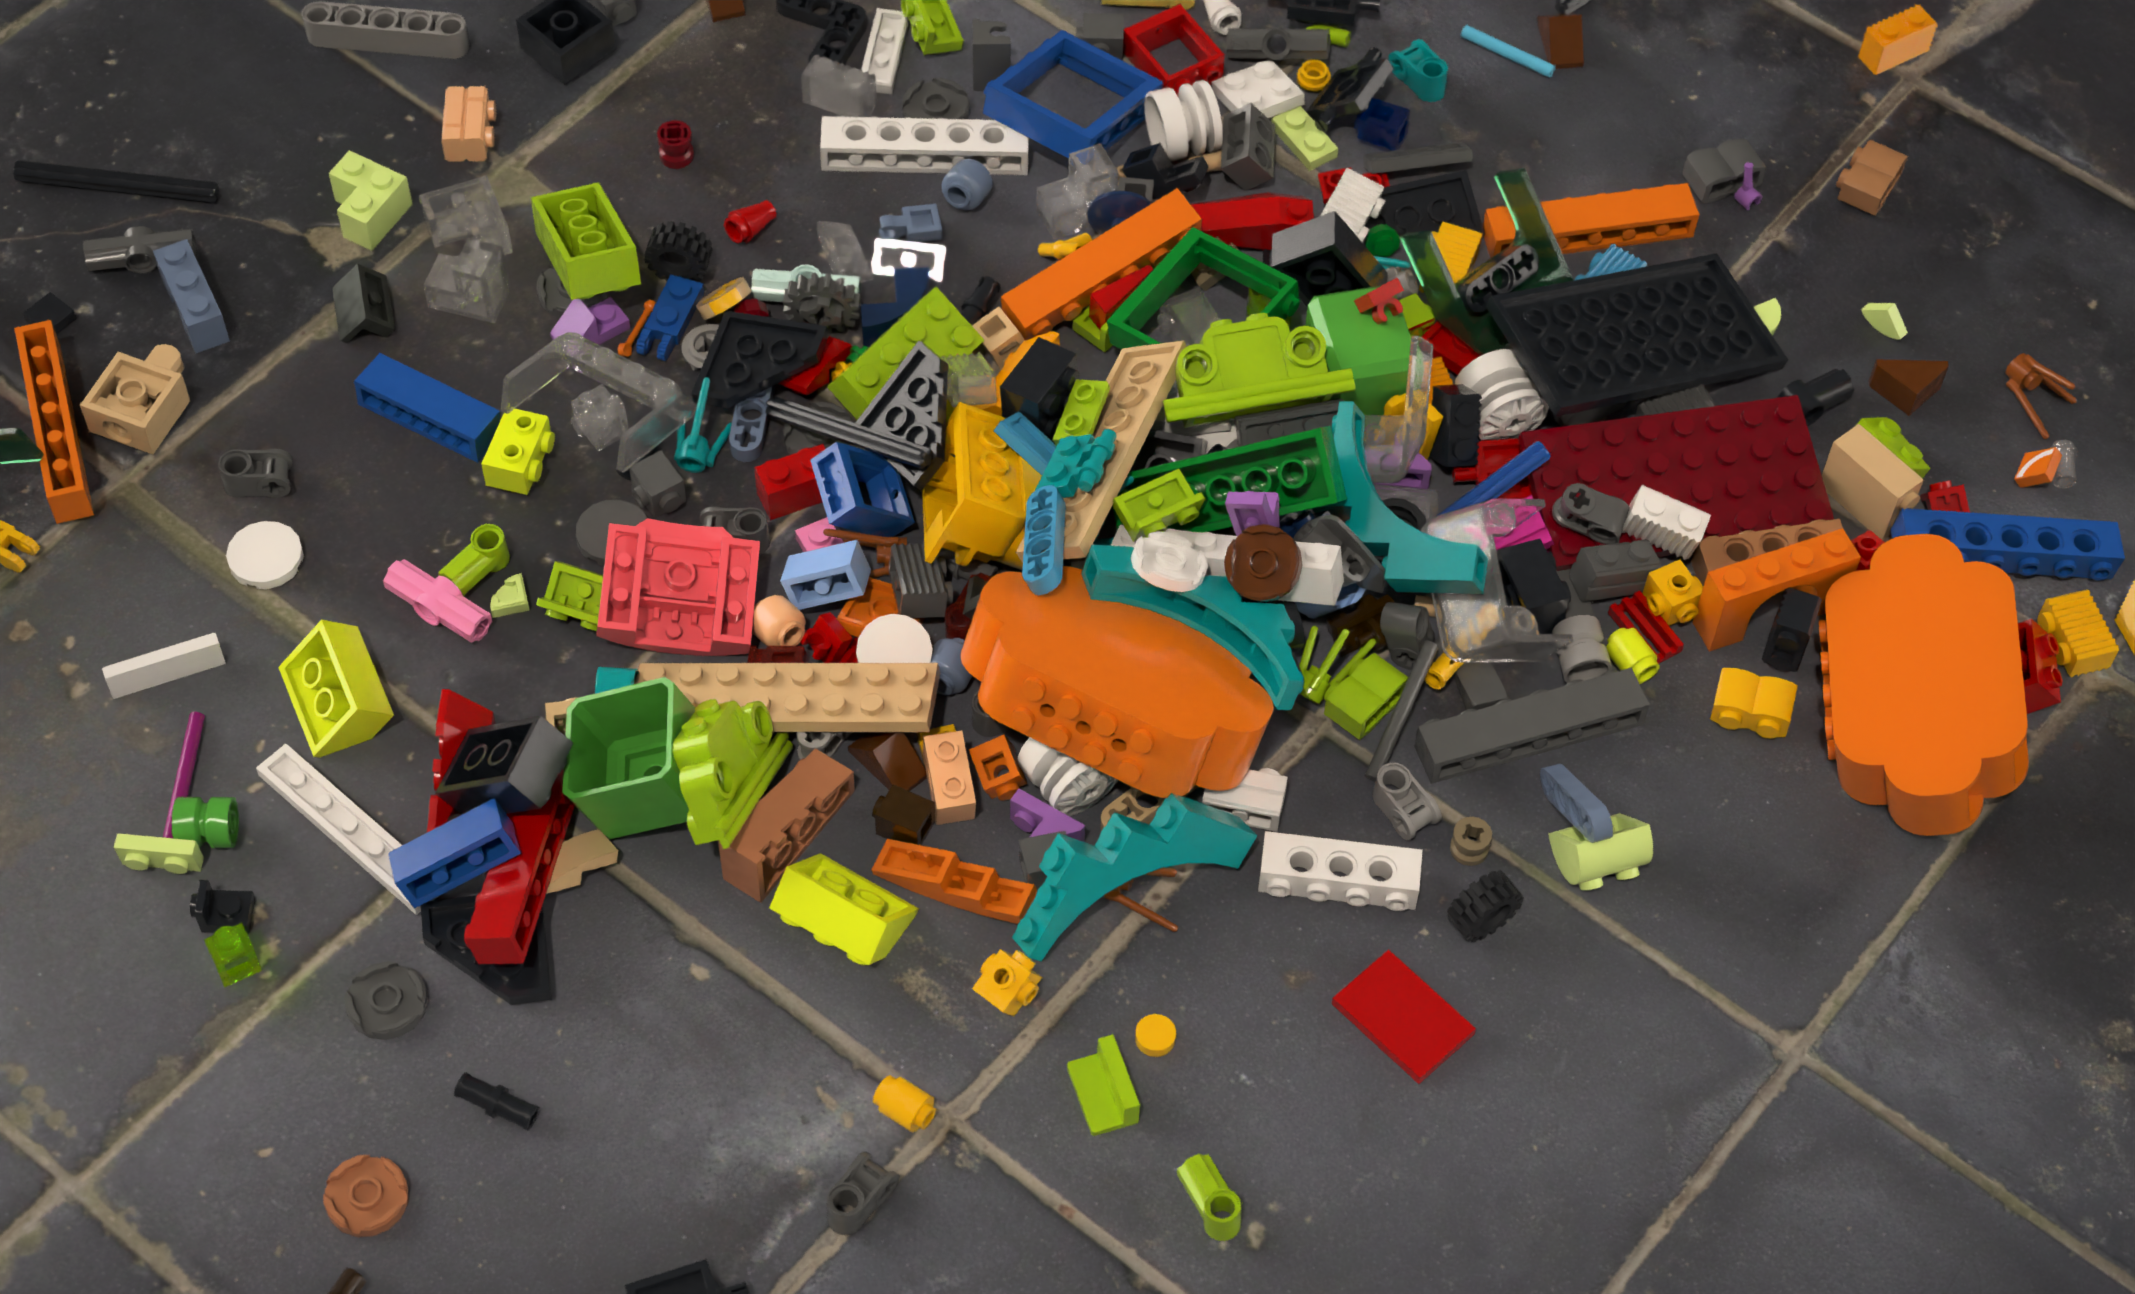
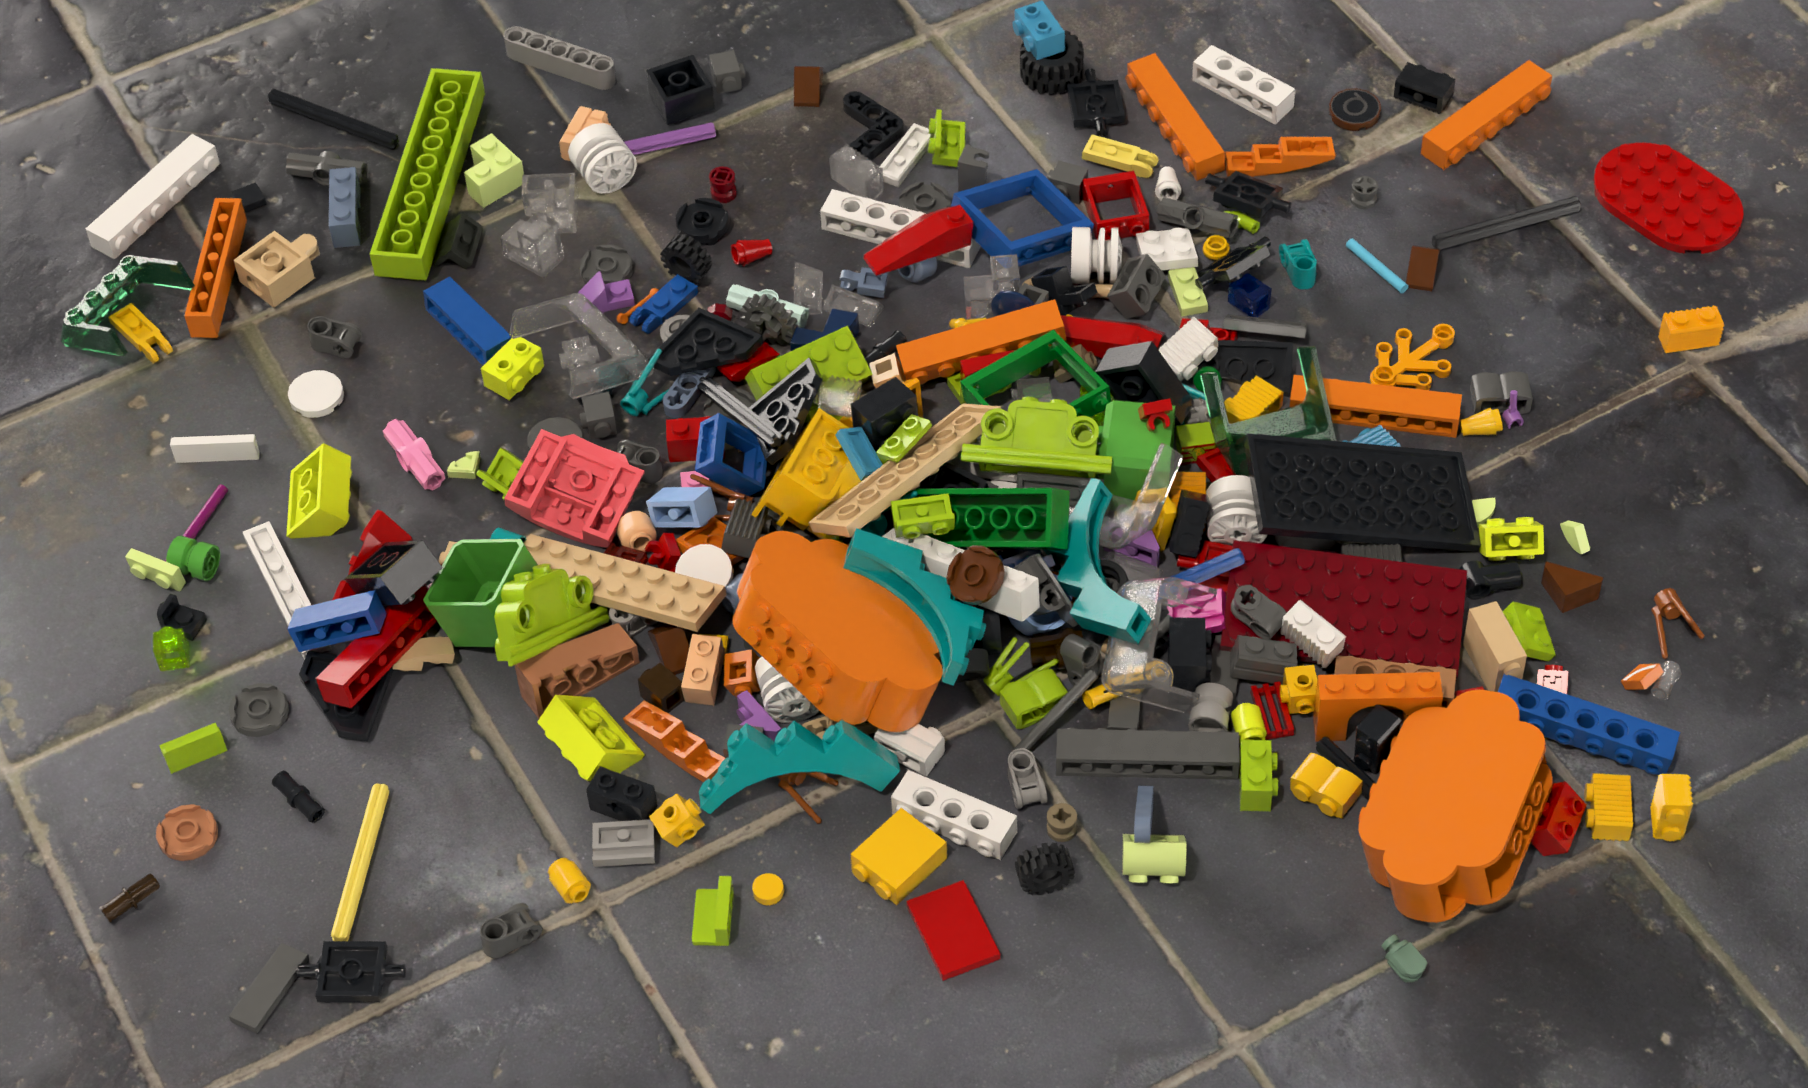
camera: 25 degrees right, 5 degrees down
(285, 226) = (427, 175): none -> lime brick
(321, 1078) = (193, 748): none -> lime panel
(476, 559) = (460, 431): lime piece -> none
(509, 147) = (602, 158): none -> white wheel
(571, 105) = (671, 138): none -> medium lavender axle
(585, 241) = (621, 234): lime brick -> none
(619, 1165) = (360, 863): none -> light yellow axle
(664, 181) = (705, 232): none -> black plate
(723, 298) = (704, 299): piece -> none
(922, 974) = (621, 796): none -> black brick
(949, 1032) = (623, 843): none -> light grey plate
(971, 151) = (922, 239): none -> red wedge
(1044, 569) = (826, 516): dark azure beam -> none
(1078, 462) = (878, 472): teal plate -> none
(1169, 562) = (908, 556): white tile -> none
(1210, 1196) = (751, 1010): lime piece -> none
(1252, 509) = (987, 534): medium lavender slope -> none
(1298, 944) = (898, 856): none -> yellow brick
(1510, 276) = (1263, 423): black beam -> none
(1585, 181) = (1392, 375): none -> light orange plant
(1672, 715) = (1255, 775): none -> lime brick
(1720, 211) = (1482, 423): none -> yellow cone
(1737, 658) = (1334, 754): none -> black axle
(1822, 343) = (1517, 539): none -> neon yellow brick
(1871, 177) = (1618, 427): medium nougat brick -> none
(1940, 887) = (1404, 959): none -> sand green arm

